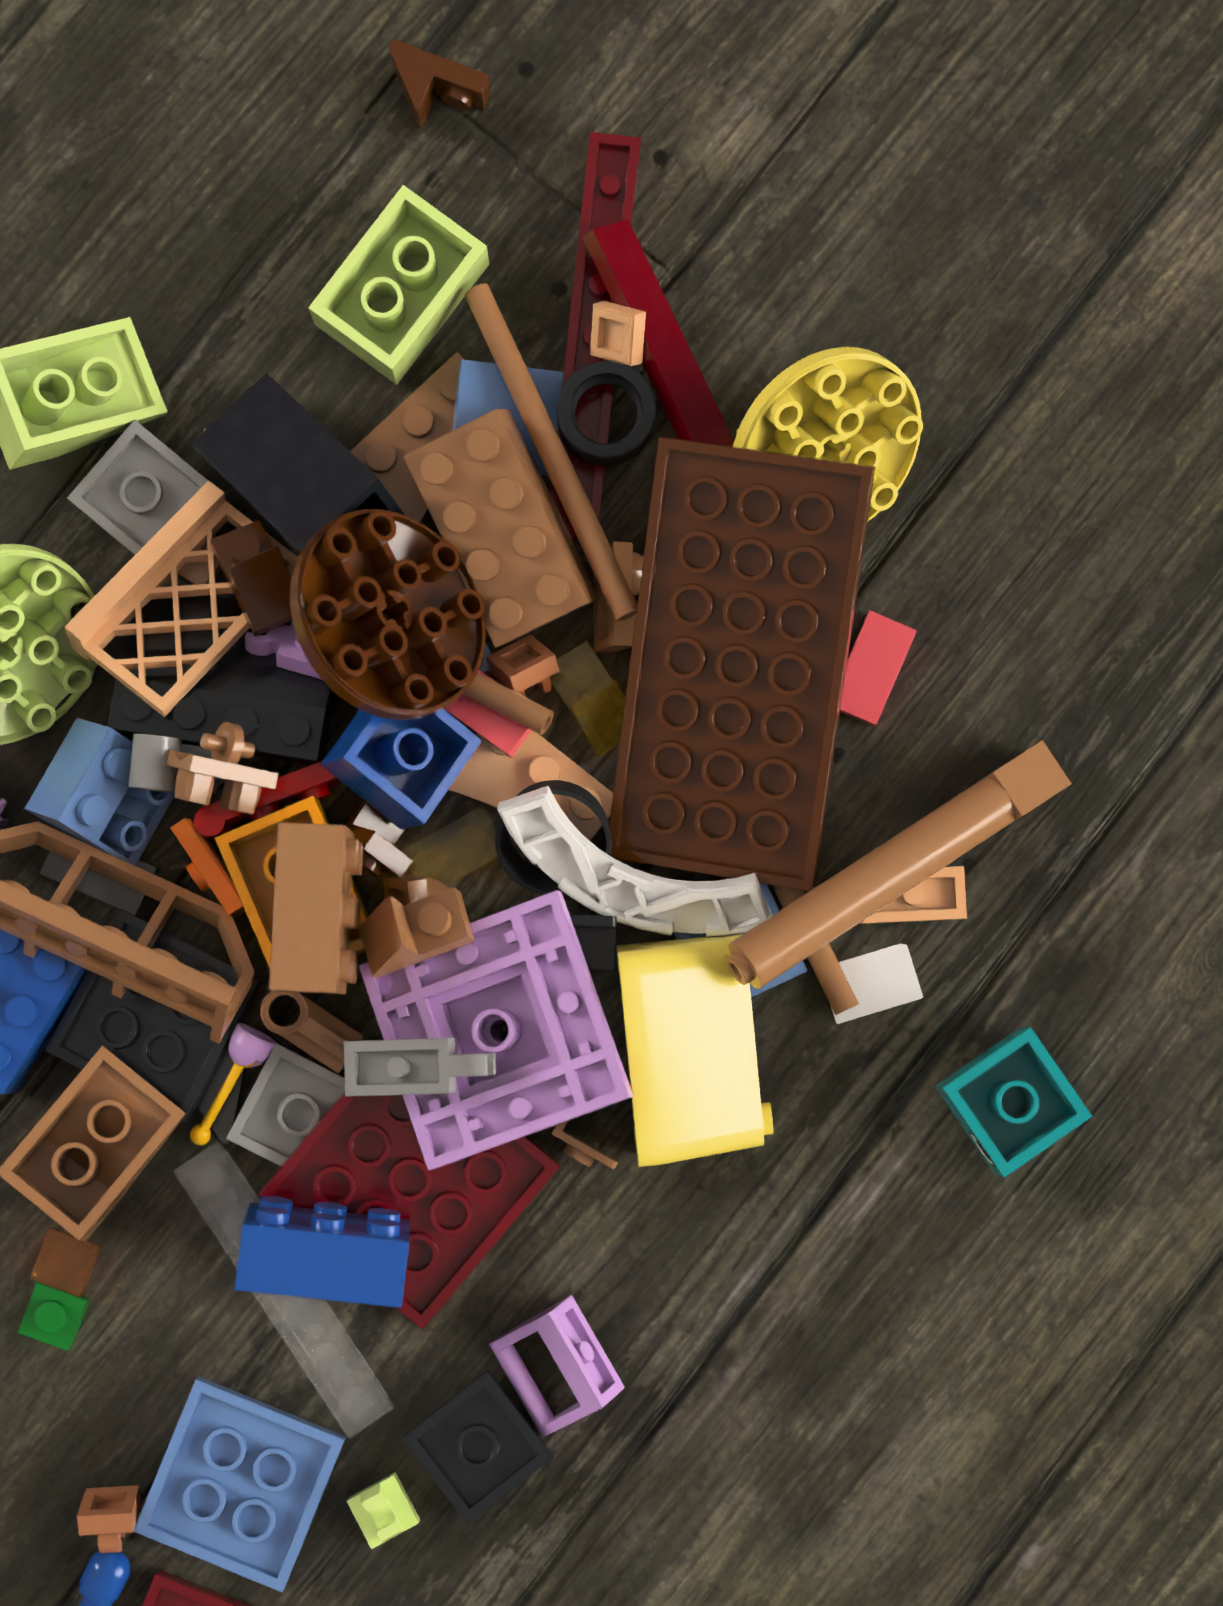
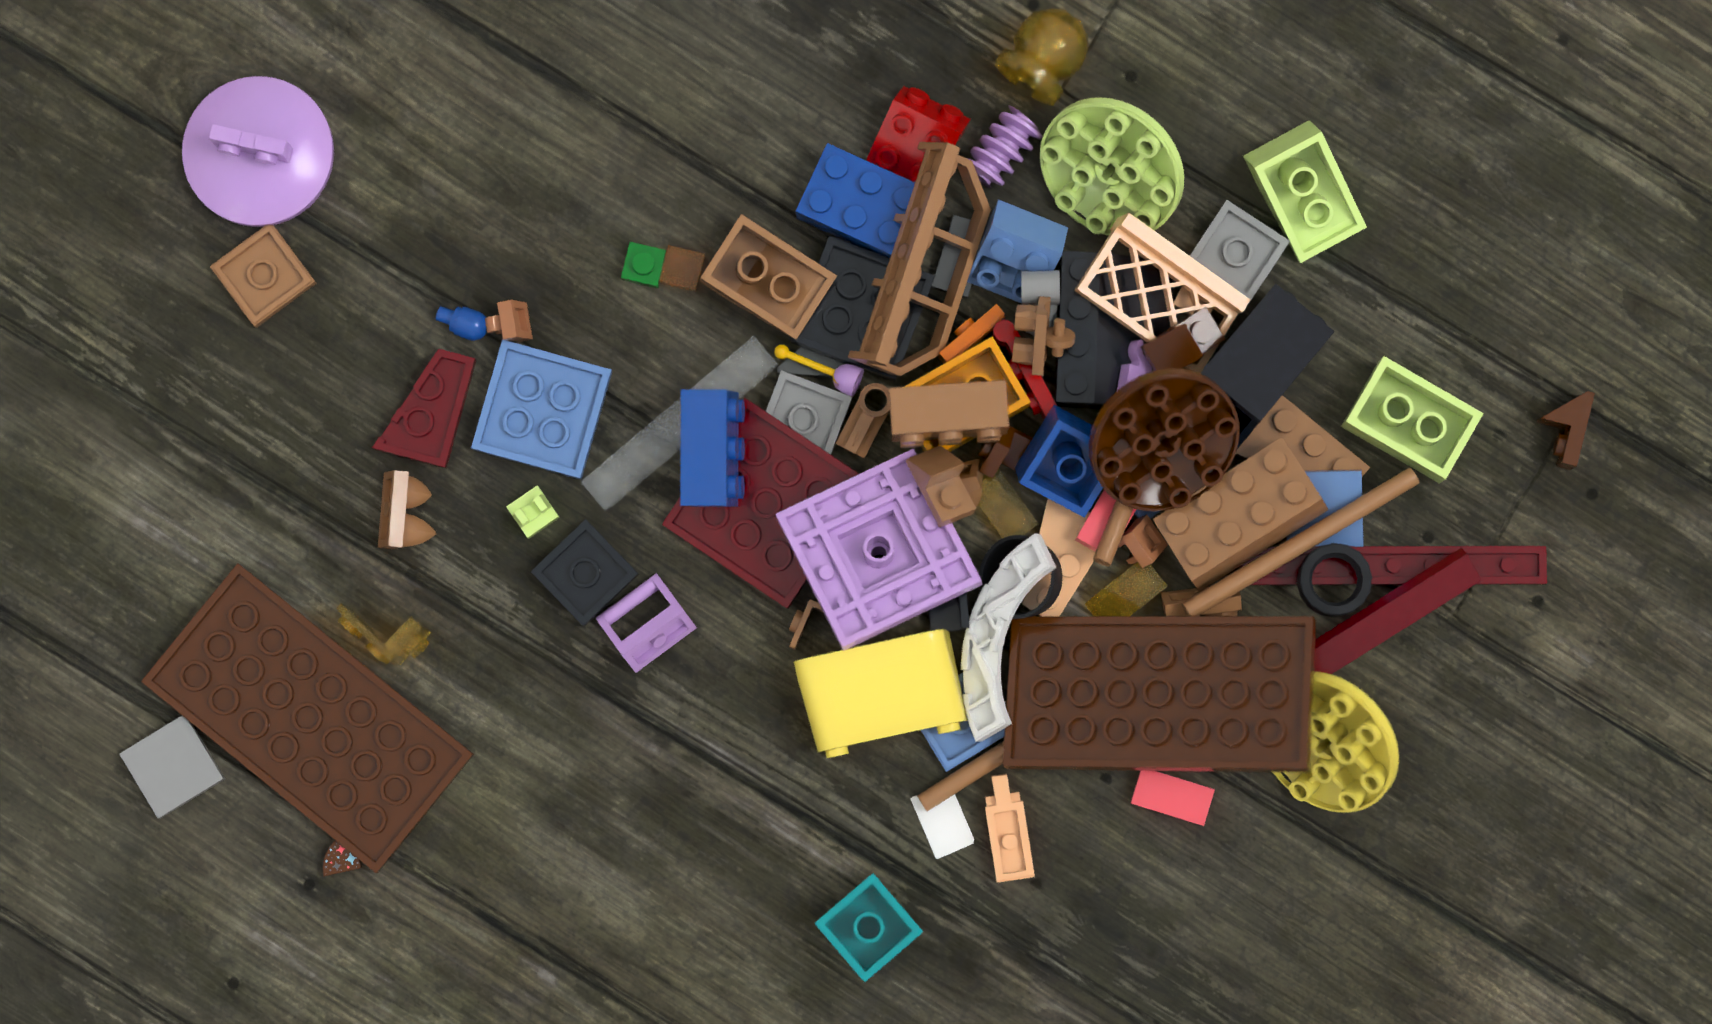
camera: 95 degrees right, 0 degrees up
(409, 1066) = (846, 492): light grey plate -> none
(617, 333) = (1393, 581): light nougat tile -> none
(895, 867) = (1028, 825): medium nougat brick -> none

